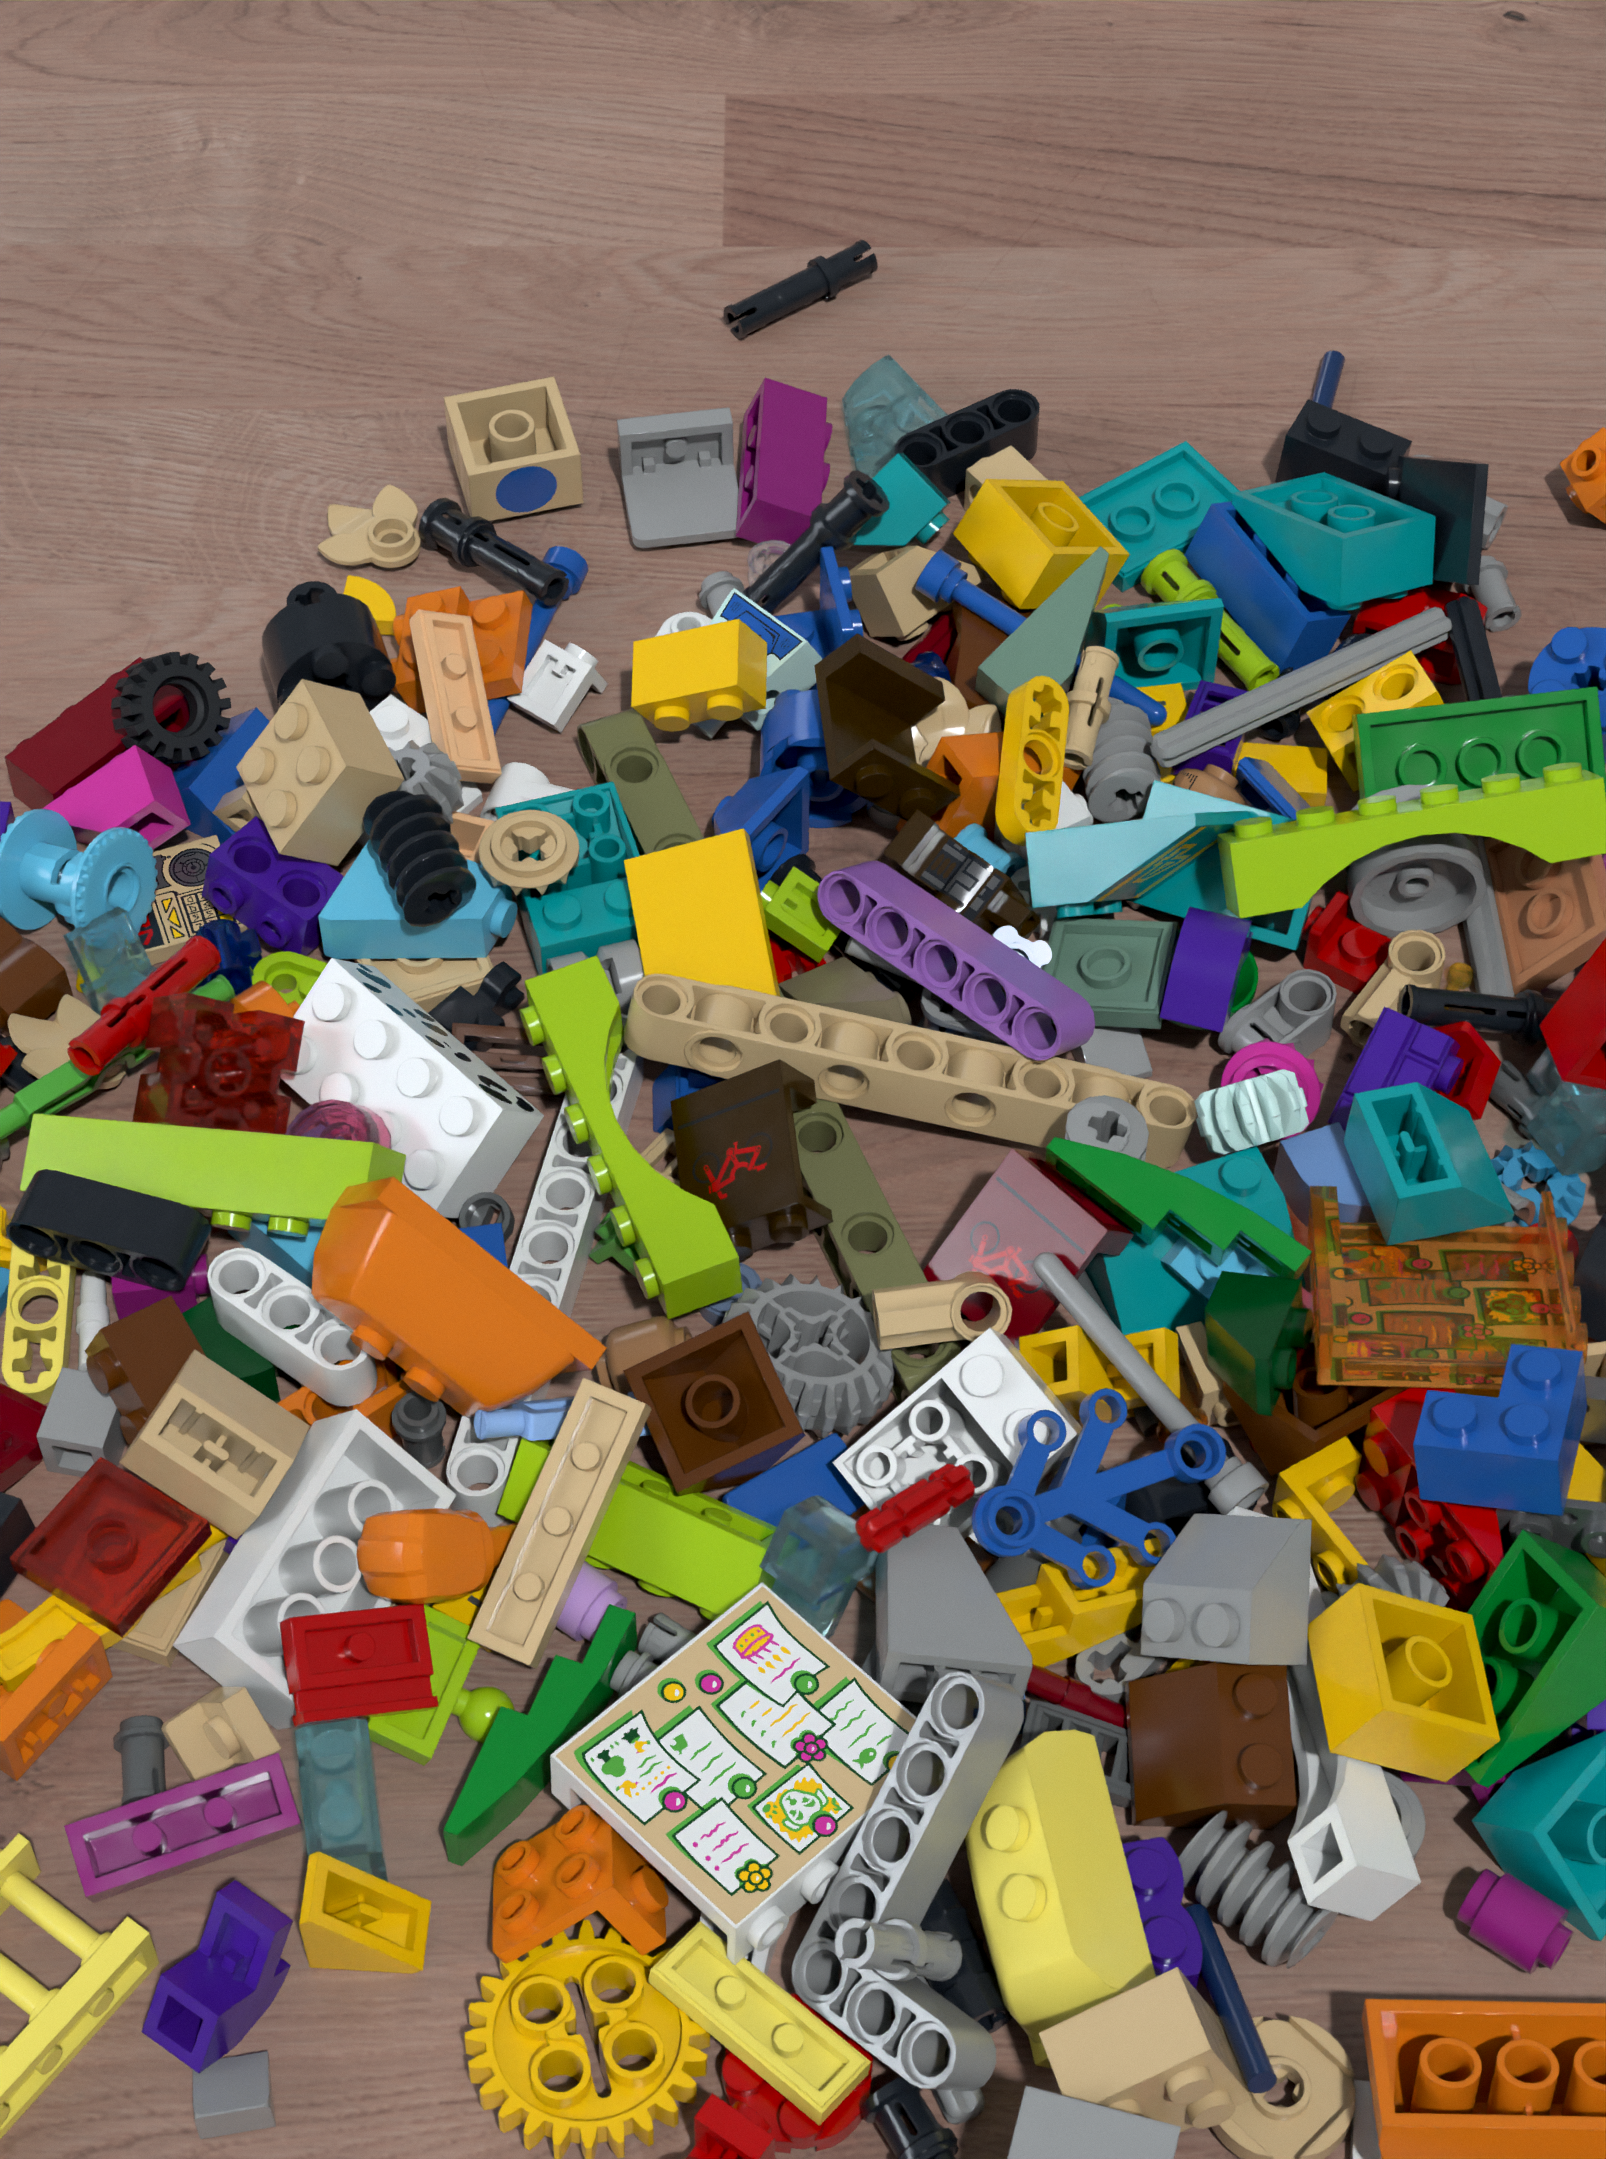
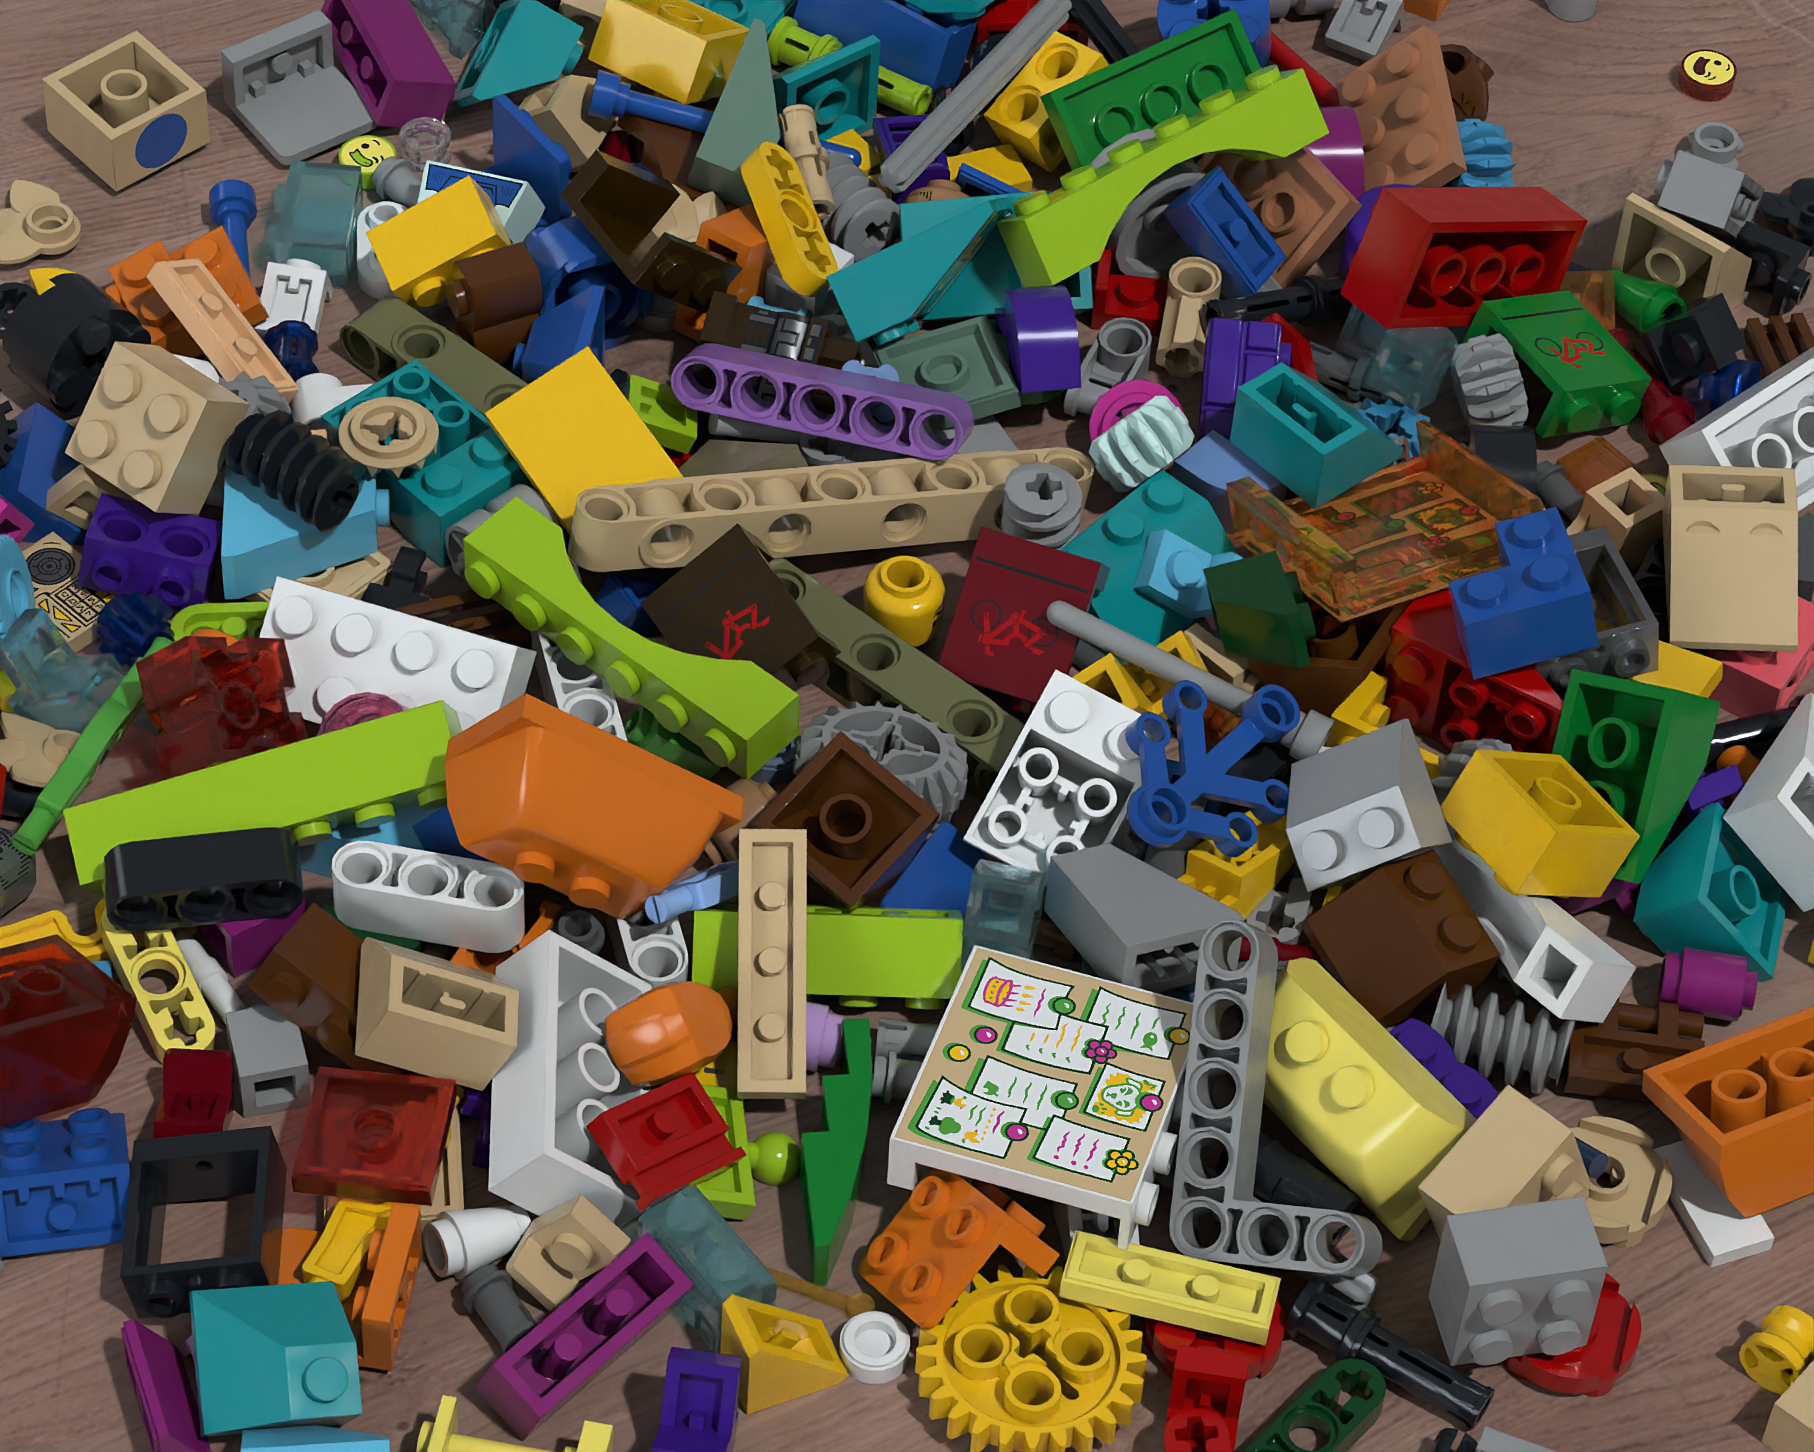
camera: 30 degrees left, 5 degrees down
(127, 1019) = (106, 715): red pin -> none
(158, 1681) = (473, 1238): none -> white cone
(460, 1952) = (874, 1347): none -> white tile
(474, 1901) = (854, 1305): none -> clear yellow hinge
(477, 544) = (139, 203): black pin -> none
(524, 741) = (280, 344): none -> clear blue bush
(623, 606) = (318, 218): none -> clear light blue brick
(707, 559) = (368, 153): none -> tile
(718, 747) = (495, 300): none -> reddish brown brick
(830, 525) = (491, 77): black pin -> none
(898, 1949) = (1267, 1163): light grey pin -> none
(915, 1508) = (1073, 835): red axle -> none
(931, 1189) = (905, 598): none -> yellow head
(932, 1311) = (986, 684): tan piece -> none
(1151, 1198) = (1121, 525): green slope -> none
(1366, 1962) = (1612, 1060): none -> reddish brown plate
(1467, 919) = (1226, 231): none -> blue slope

